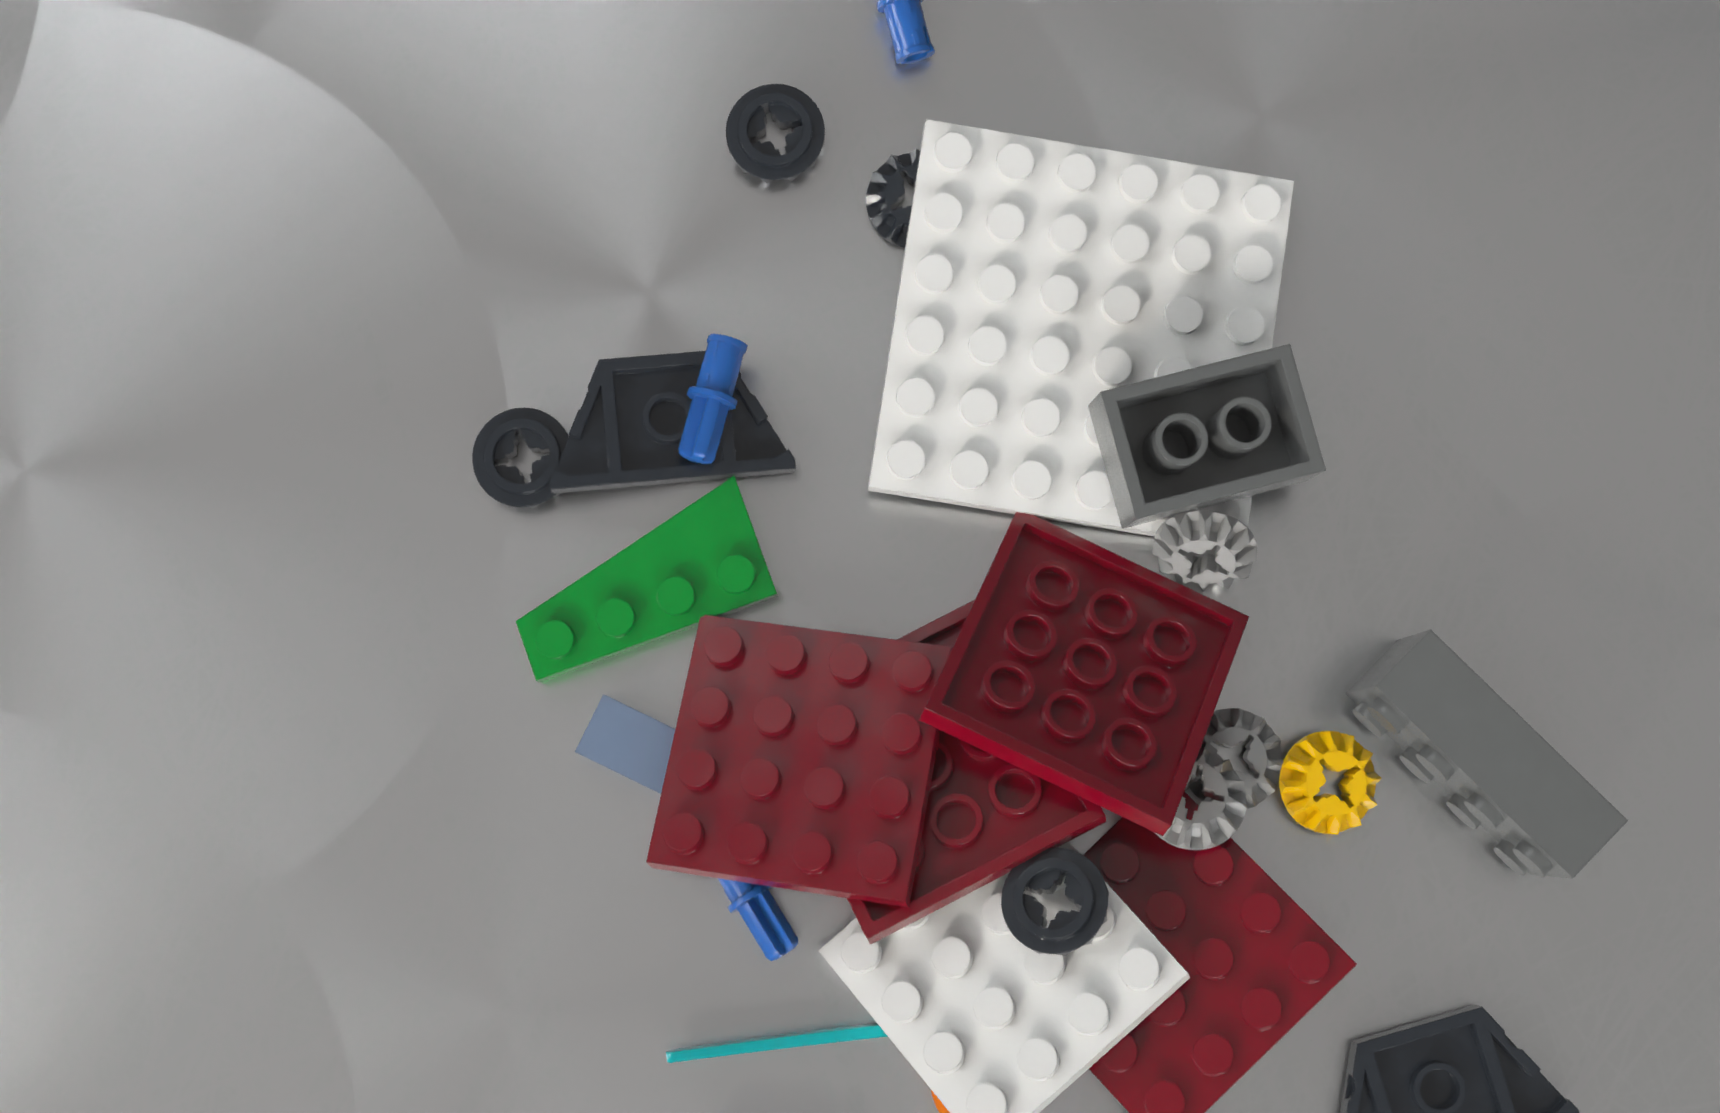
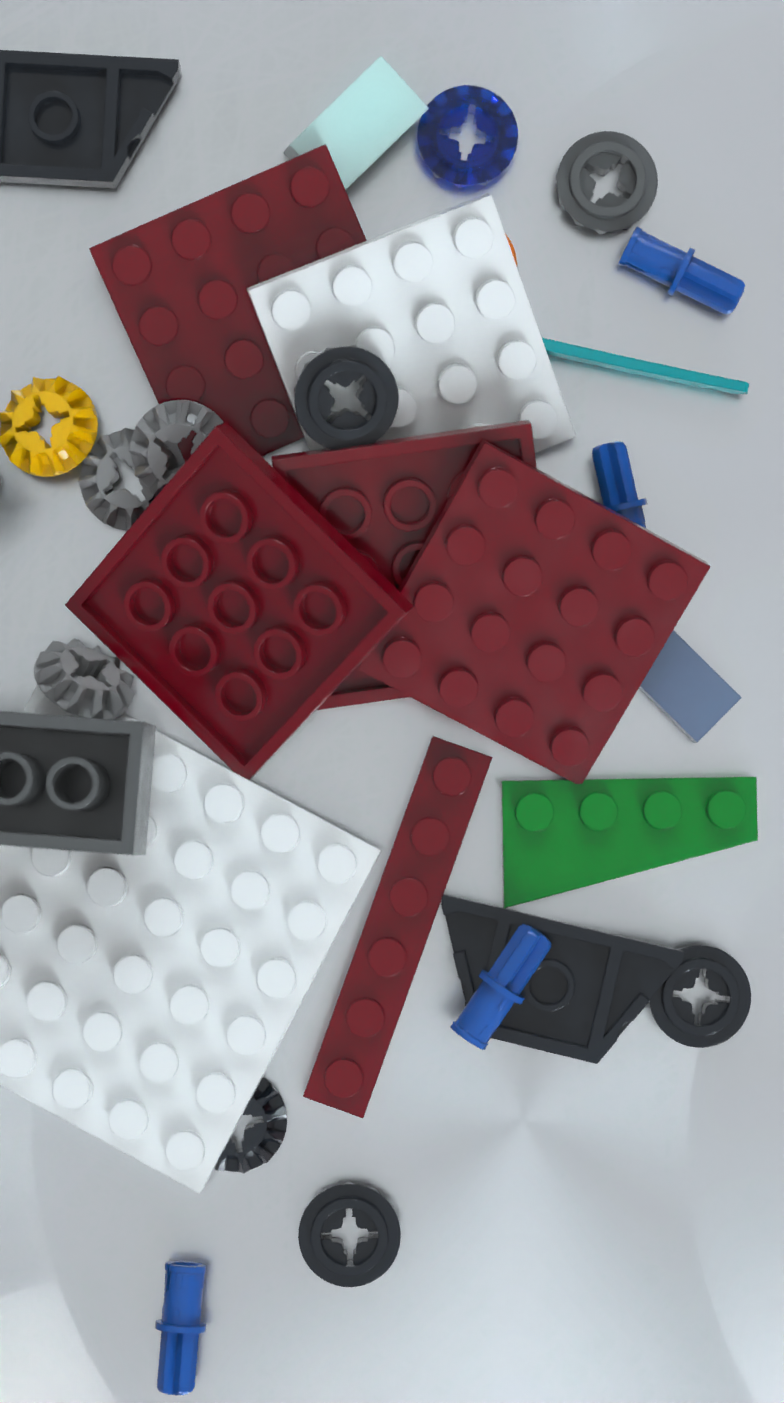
camera: 165 degrees left, 5 degrees up
(828, 428) = (397, 927): none -> dark red plate

